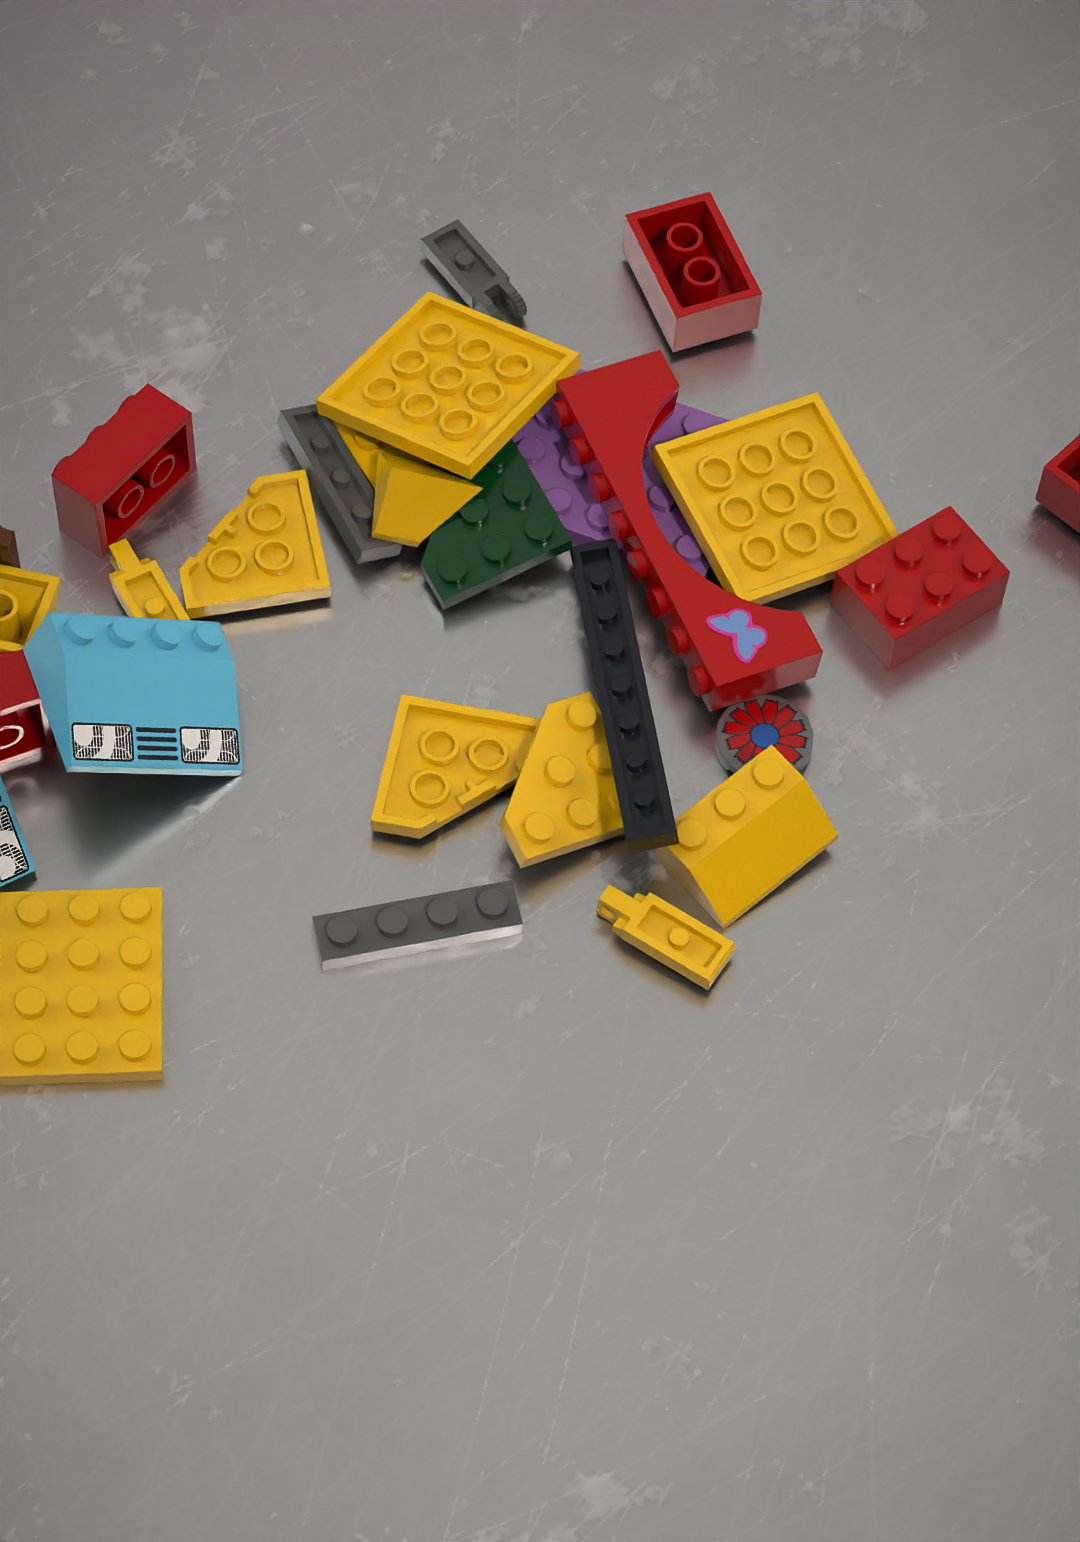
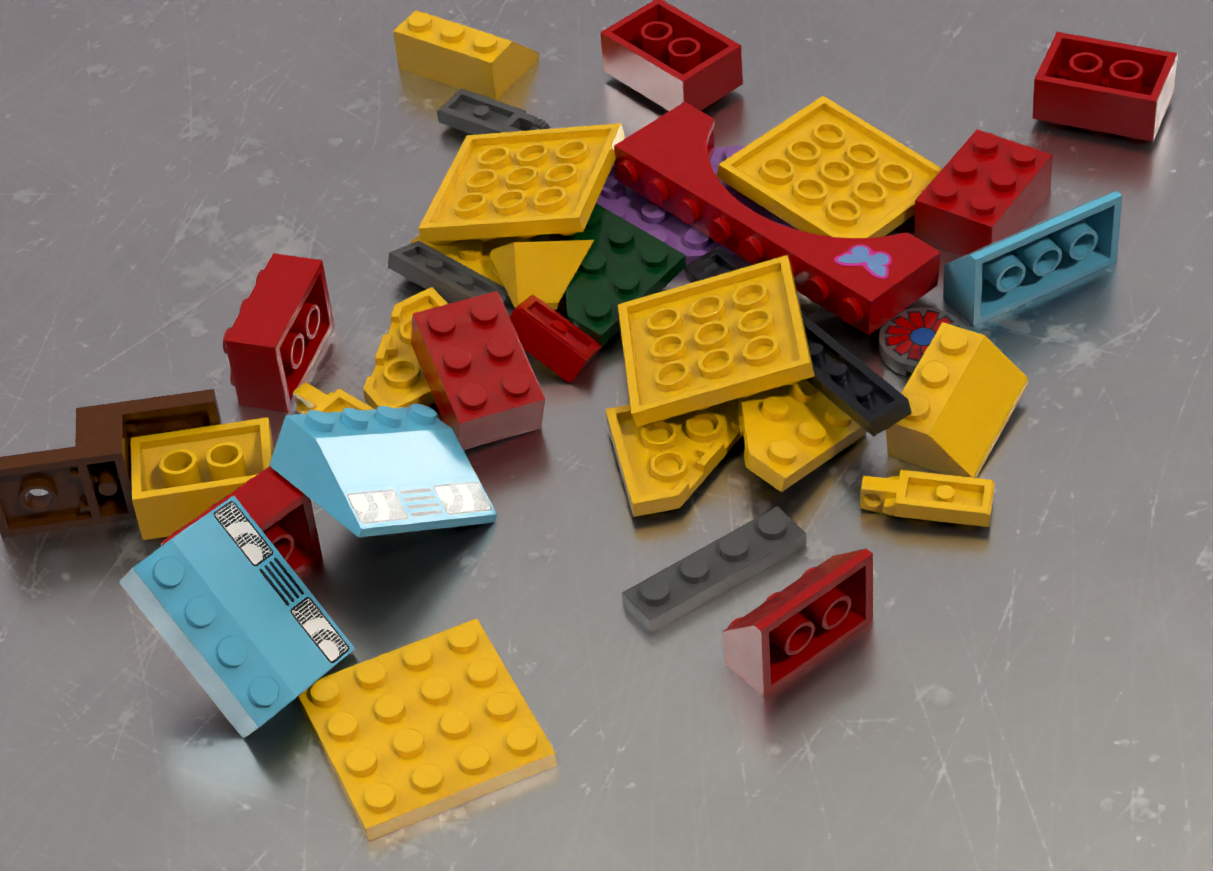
camera: 15 degrees left, 15 degrees down
(292, 601) = (477, 370): none -> red brick
(391, 583) = (553, 338): none -> red slope
(459, 1027) = (801, 622): none -> red slope
(485, 169) = (460, 55): none -> yellow slope
(538, 666) = (713, 341): none -> yellow plate
(925, 690) = (1034, 260): none -> medium azure slope

